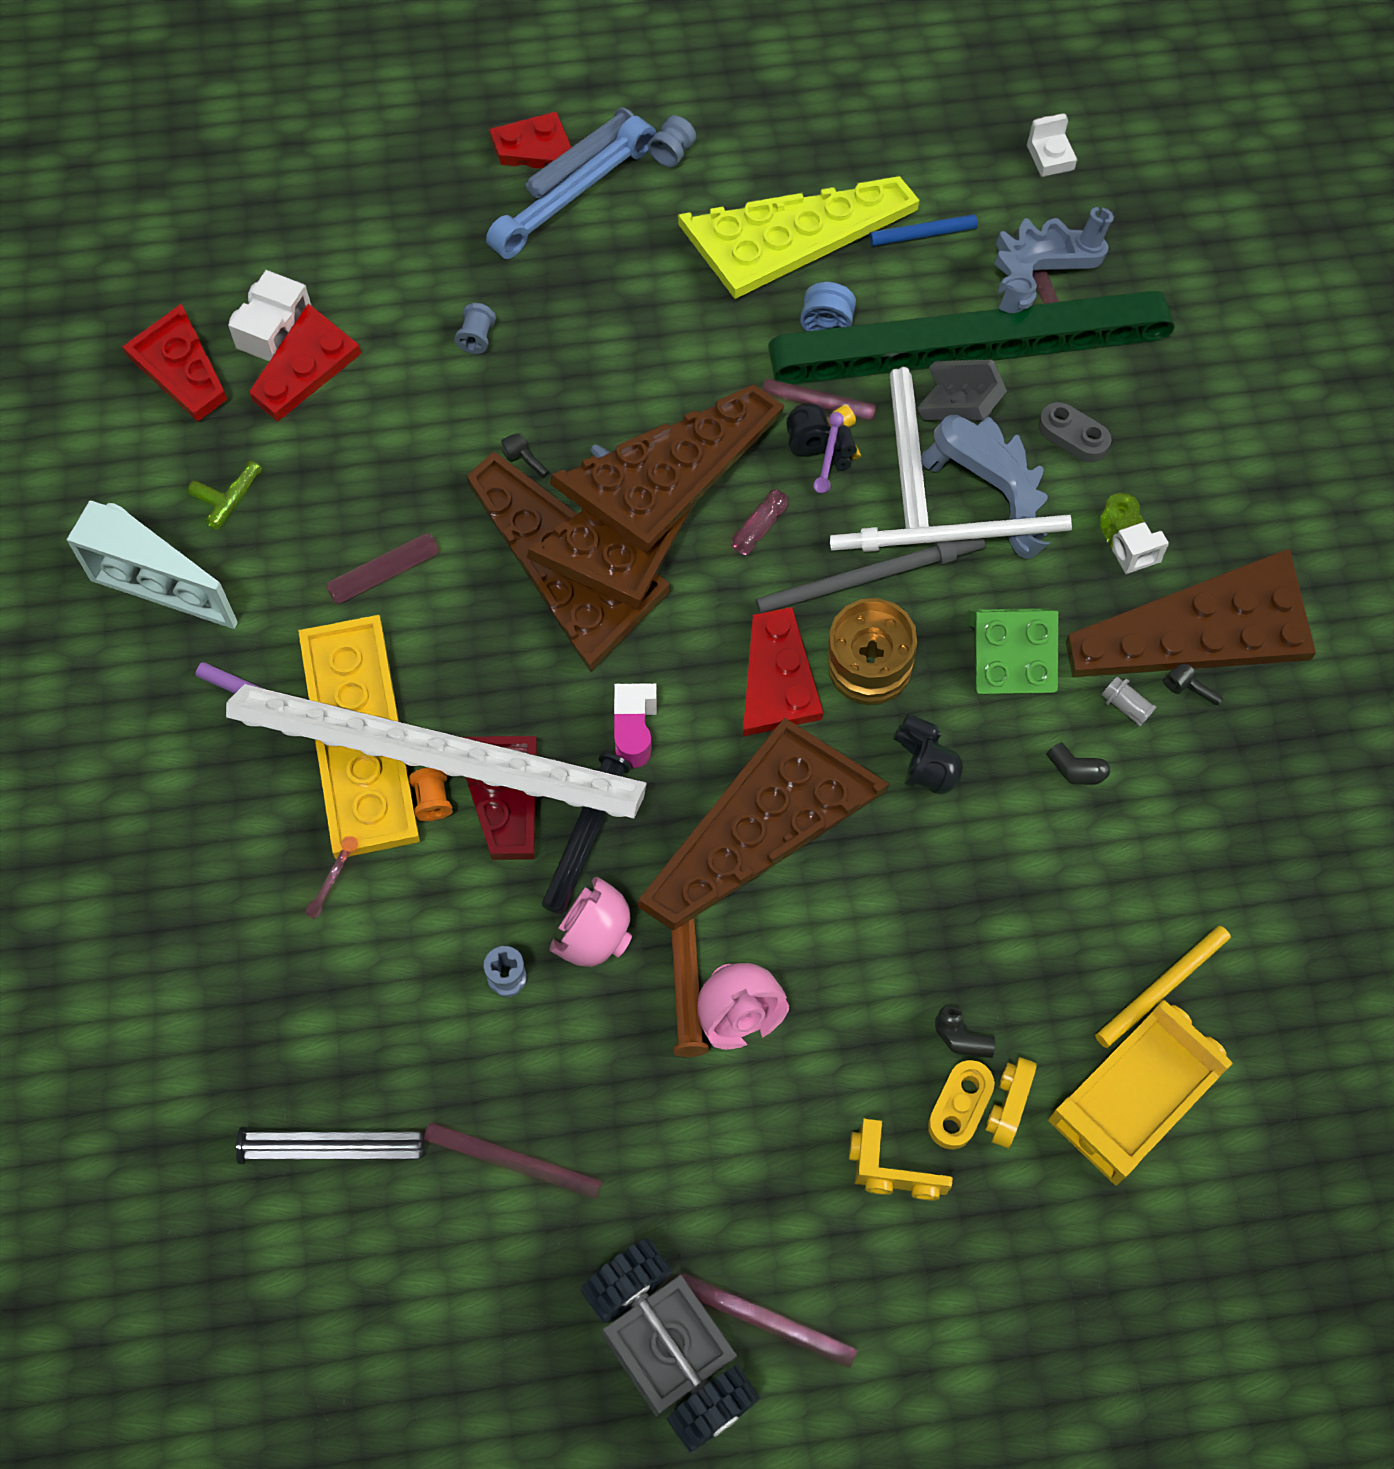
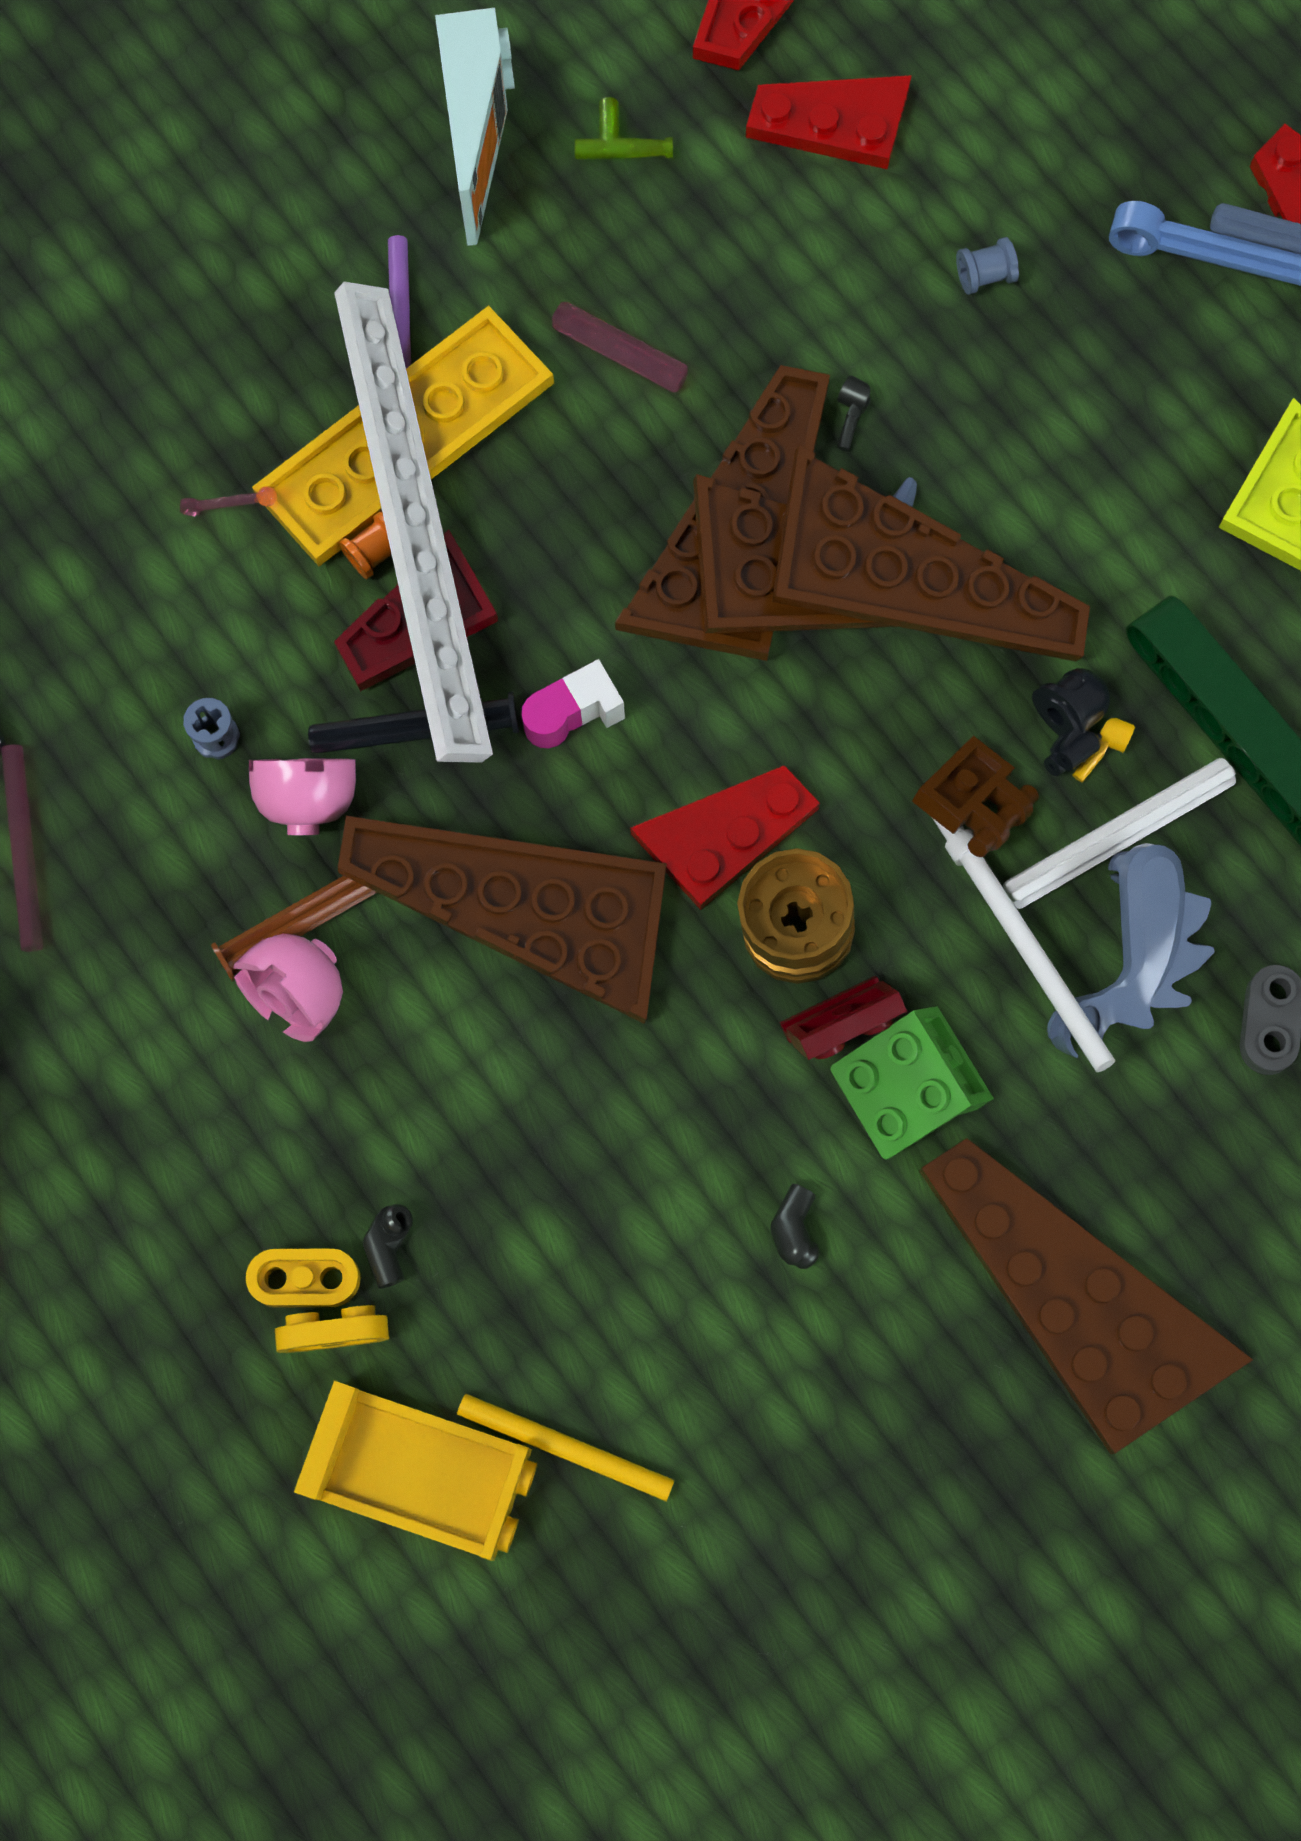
camera: 65 degrees right, 10 degrees up
(269, 316) = (867, 44): white brick -> none
(759, 521) = (917, 712): clear pink axle -> none
(820, 398) = (1132, 695): clear pink bar -> none
(822, 483) = (1088, 723): medium lavender hinge -> none
(827, 307) = (1258, 638): medium blue wheel -> none
(843, 513) = (962, 787): none -> reddish brown plate
(865, 1150) = (199, 1198): yellow bracket -> none
(931, 762) = (699, 1058): black piece -> none
(941, 552) = (994, 936): dark grey bar -> none
(953, 661) = (853, 1012): none -> dark red plate
(963, 389) = (1229, 856): dark grey bracket -> none
(1128, 701) = (914, 1249): light grey pin -> none
(1129, 534) = (1162, 1136): leg -> none
(1185, 676) = (985, 1301): pearl dark grey hand -> none

